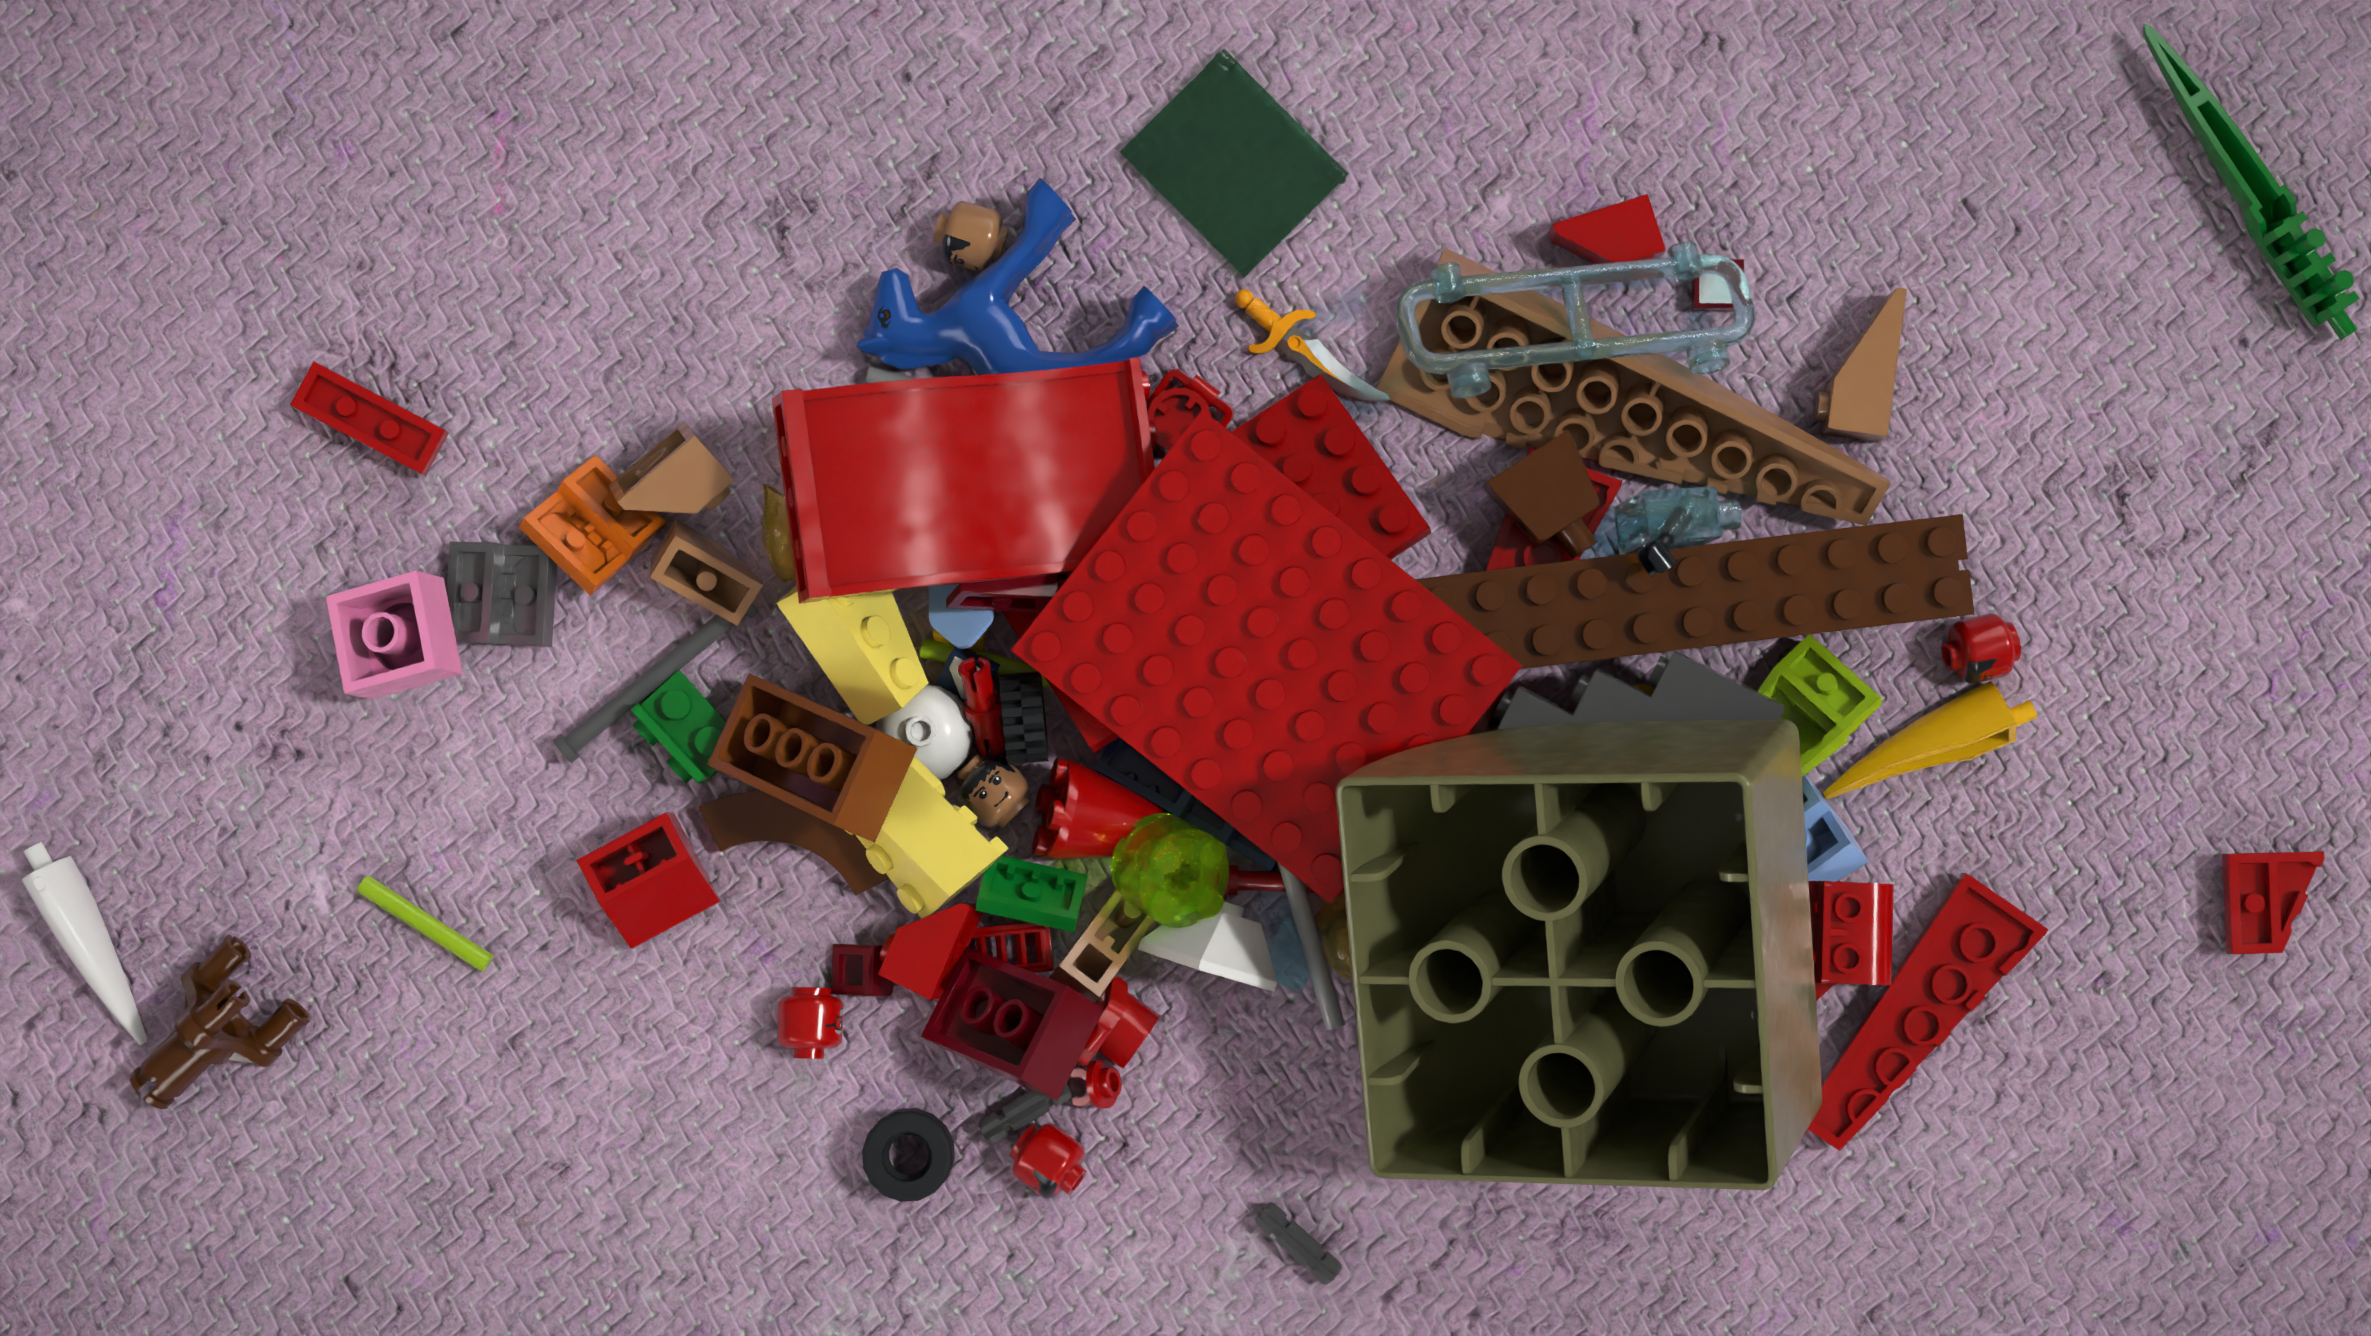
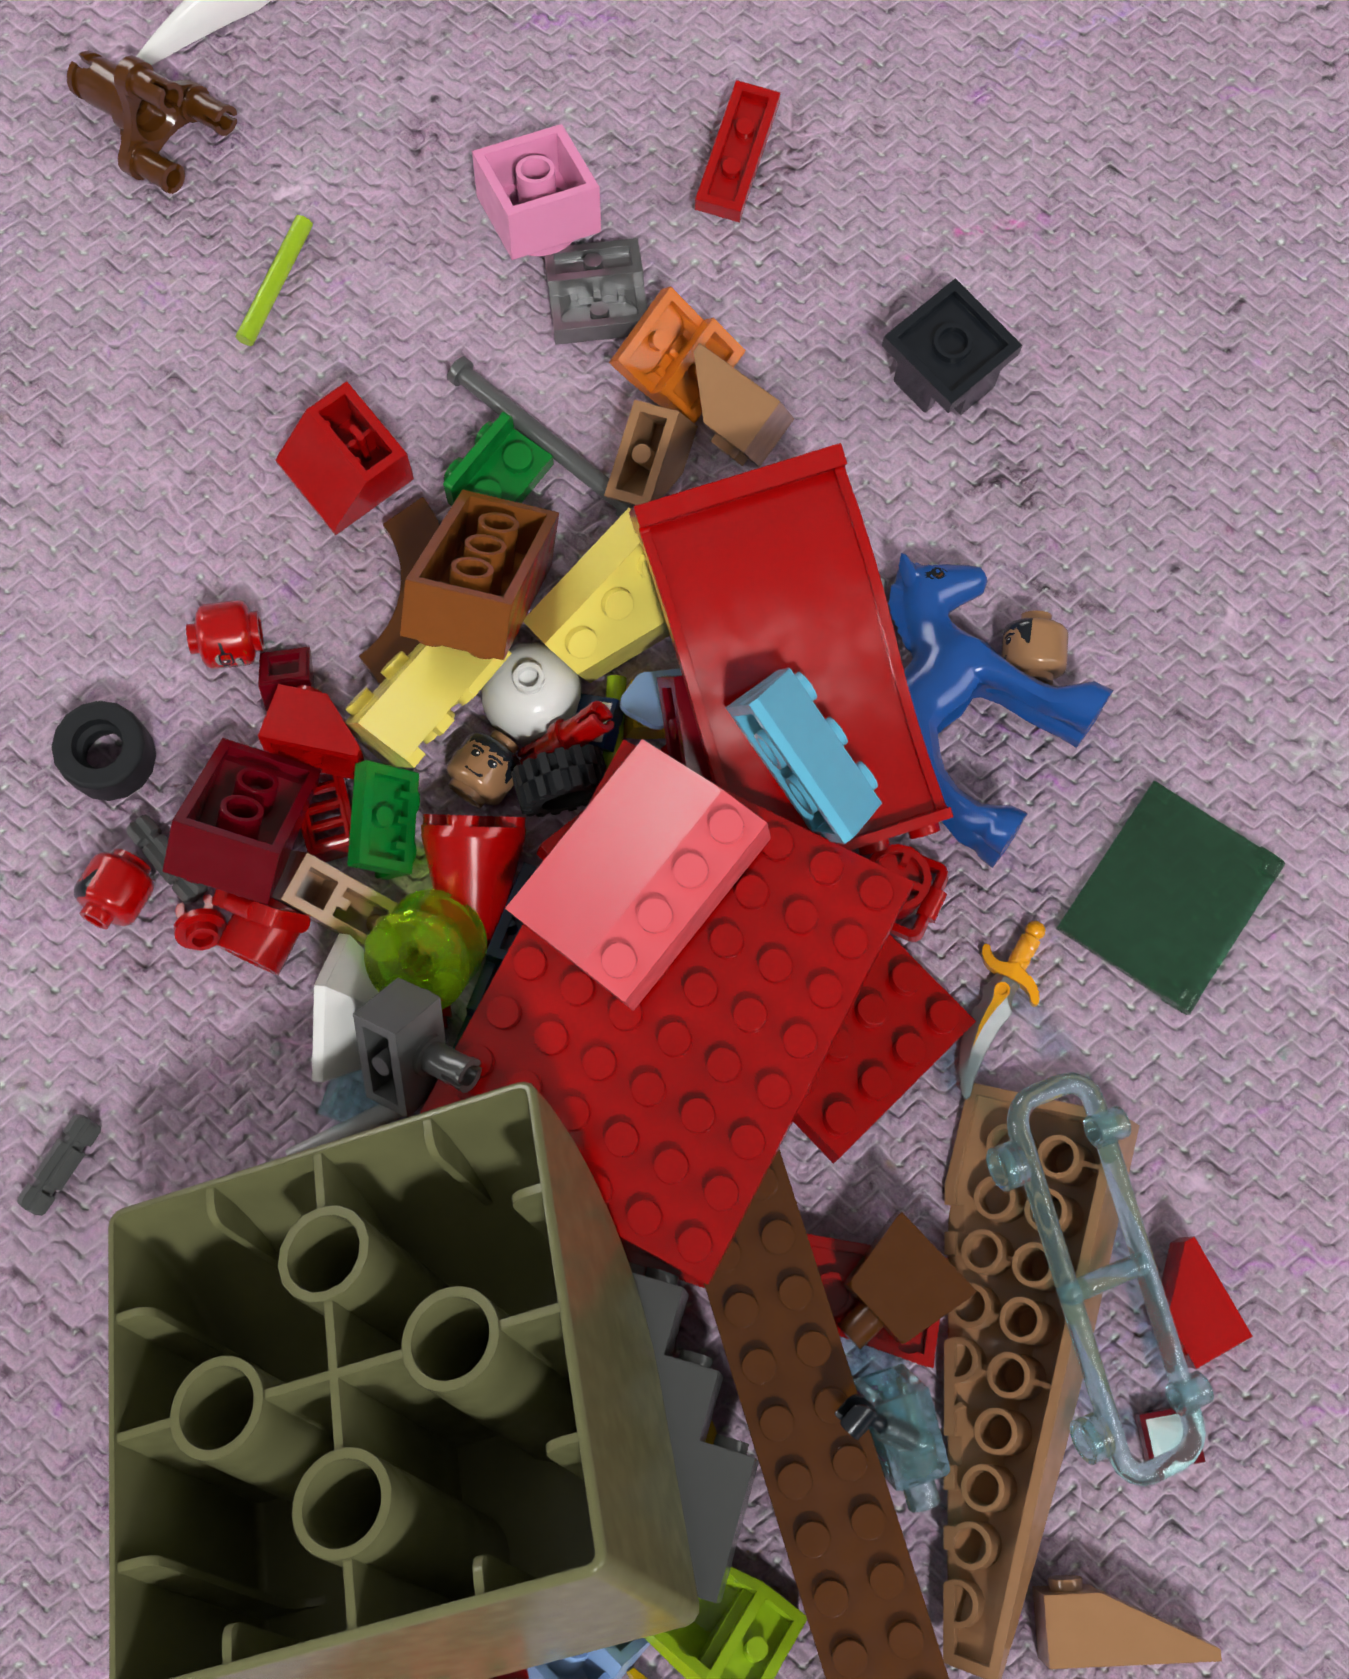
camera: 80 degrees right, 10 degrees down
(643, 250) = (950, 350): none -> black panel
(1065, 481) = (807, 755): none -> medium azure slope
(1145, 660) = (640, 872): none -> coral slope
(1265, 898) = (406, 1048): none -> dark grey brick

